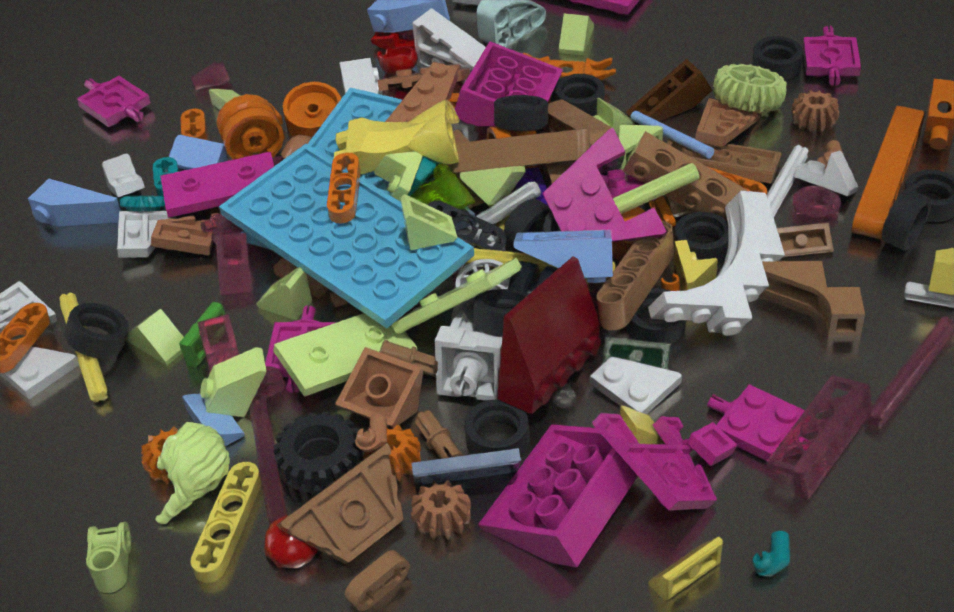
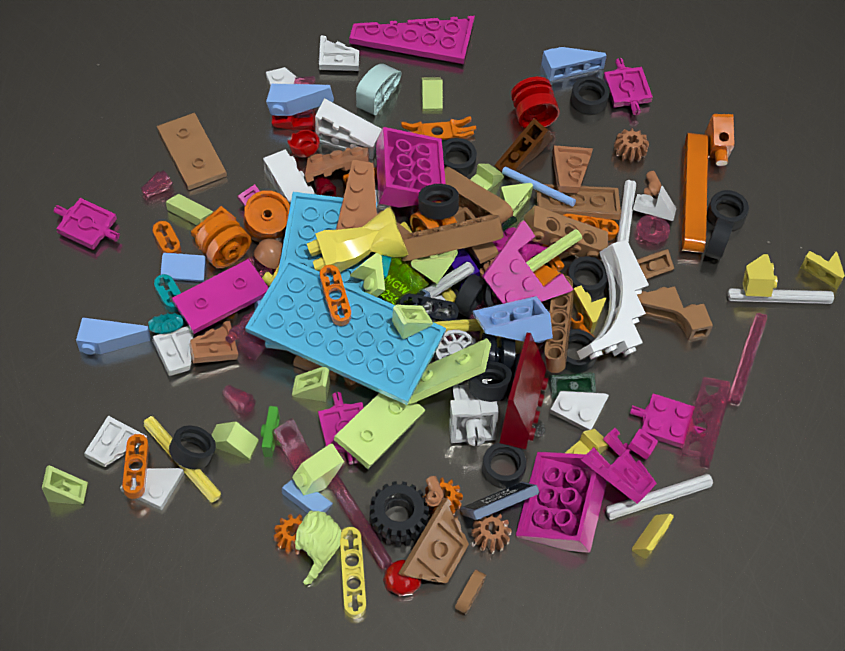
camera: 25 degrees left, 15 degrees up
(109, 556) = (286, 614): yellowish green piece -> none
(121, 176) = (141, 306): white slope -> none
(187, 296) = (239, 399): none -> clear pink cone
(233, 264) = (266, 368): clear pink slope -> none
(268, 55) = (191, 151): none -> medium nougat plate
(382, 386) = (418, 451): nougat slope -> none
(411, 356) = (426, 421): medium nougat axle -> none
(437, 437) = (467, 478): medium nougat axle -> none
(701, 42) = (535, 100): none -> red wheel
(715, 518) = (659, 496): none -> white axle
(749, 88) = (581, 132): yellowish green gear -> none
(754, 22) = (567, 62): none -> light blue slope
(777, 558) = (703, 515): teal arm -> none

